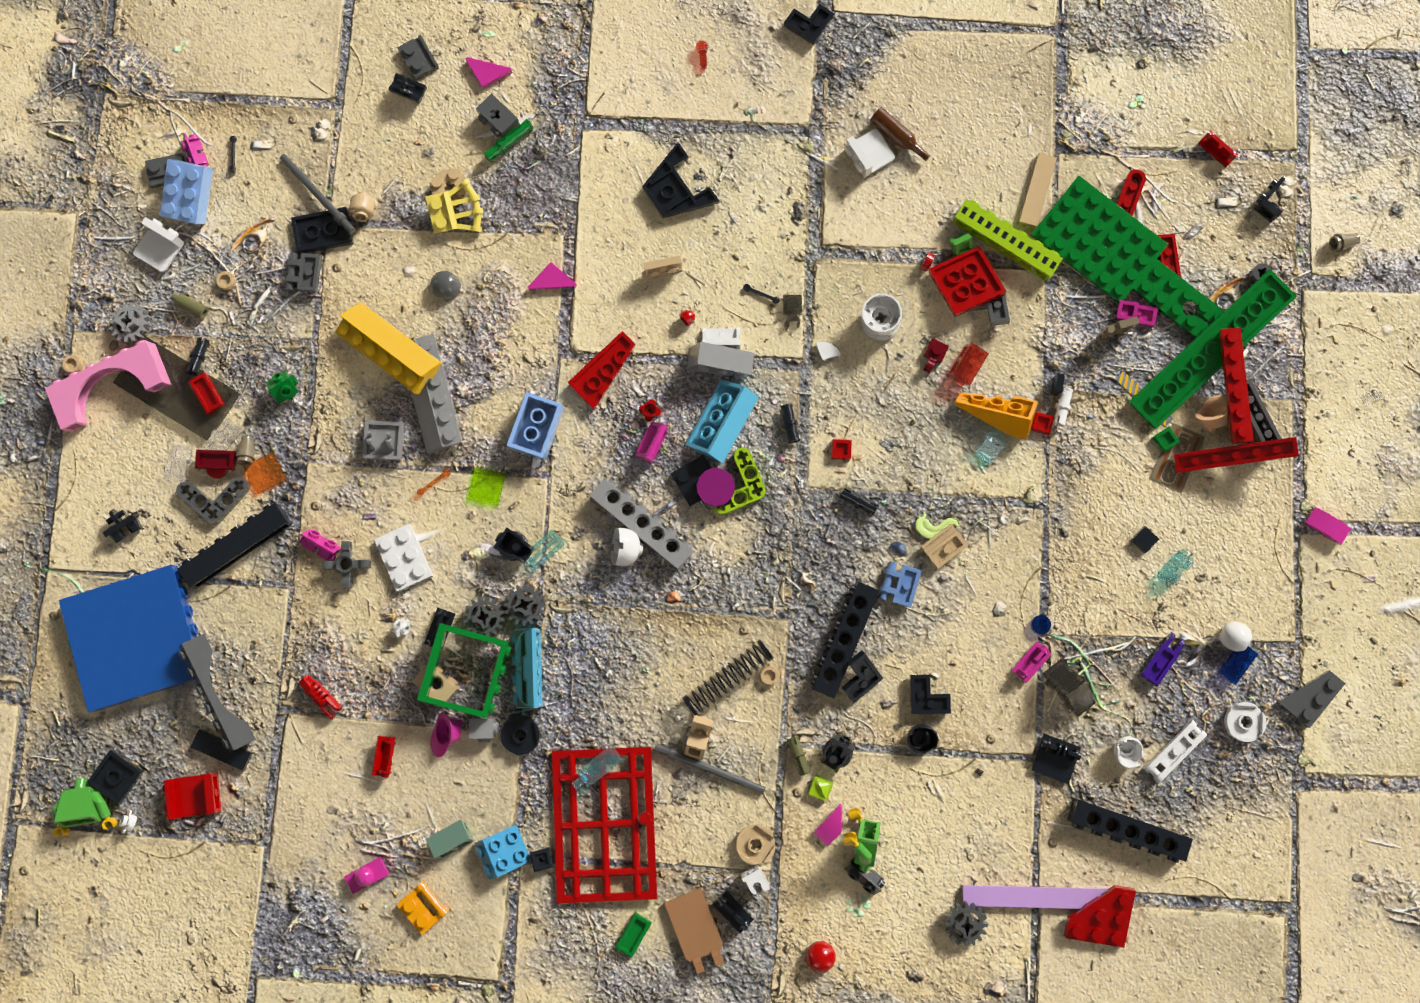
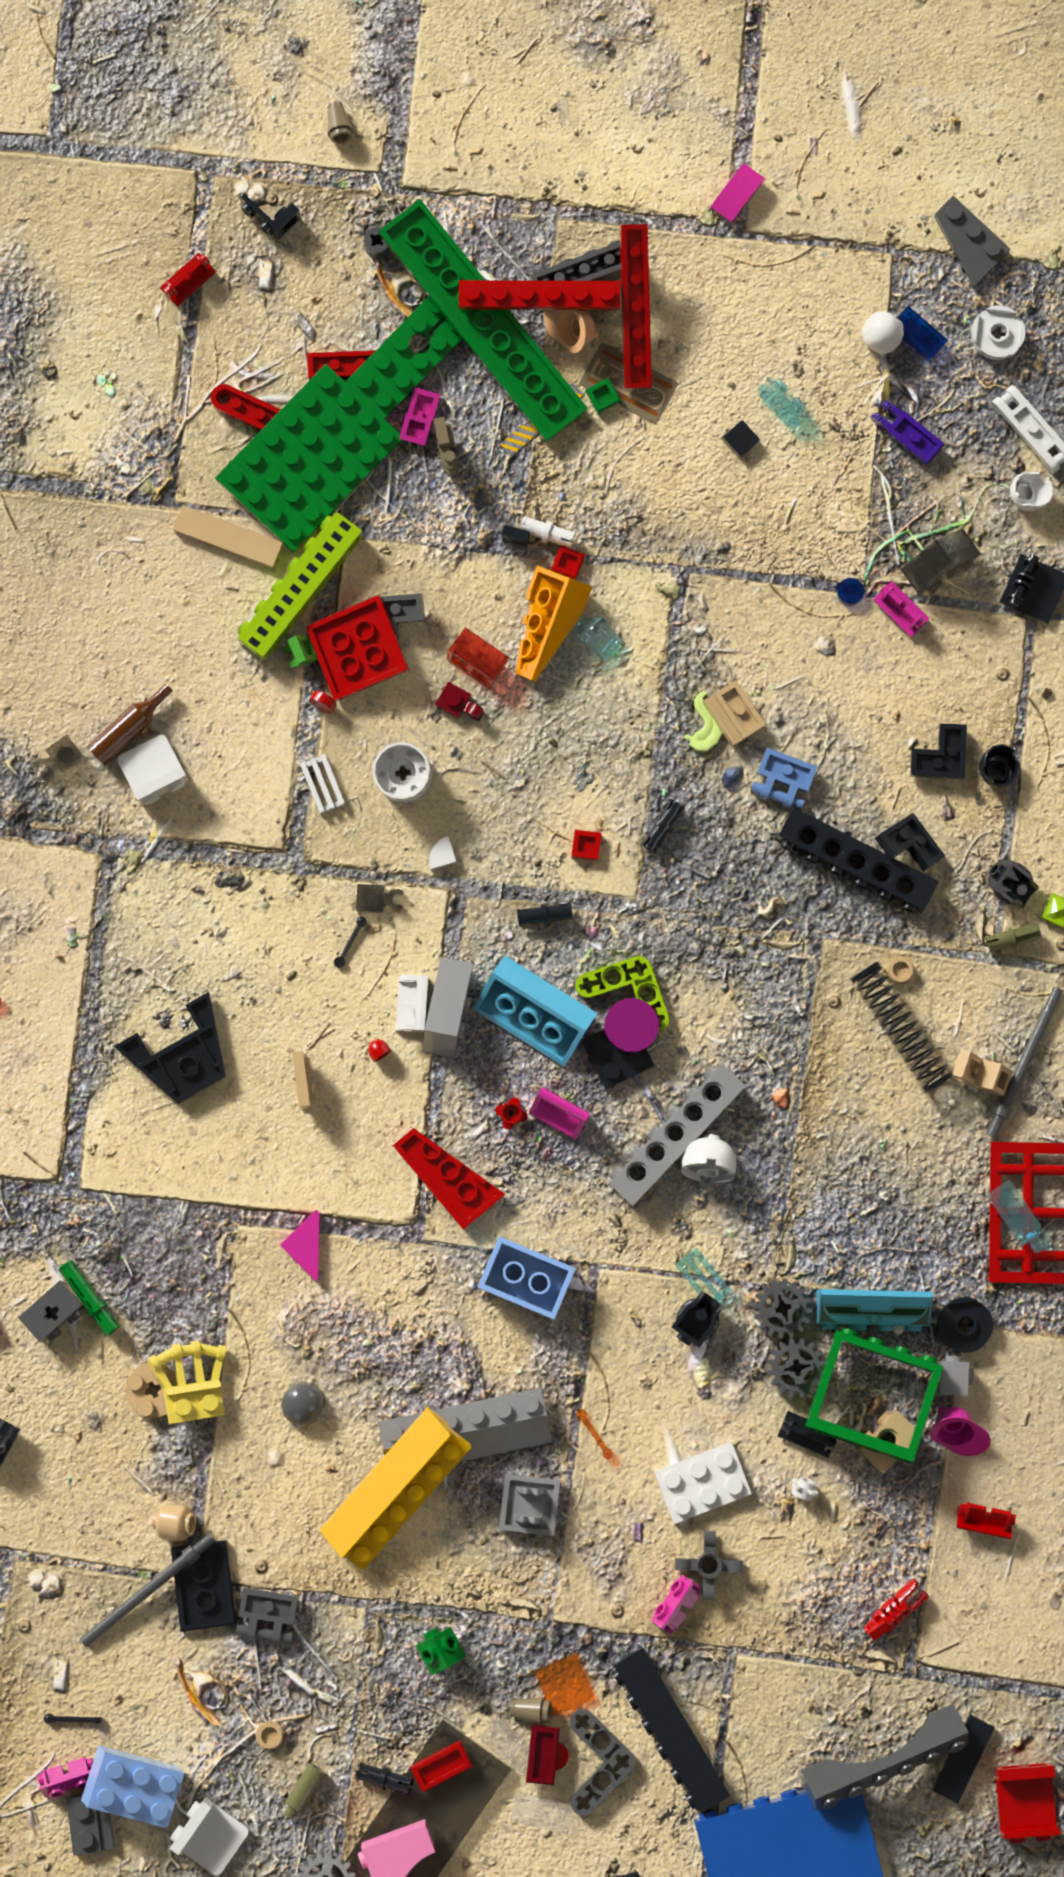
camera: 90 degrees left, 0 degrees up
(486, 486) = (606, 1357): clear neon green piece -> none
(874, 92) = (62, 755): none -> clear smoke plate
(883, 260) = (314, 762): none -> white tile

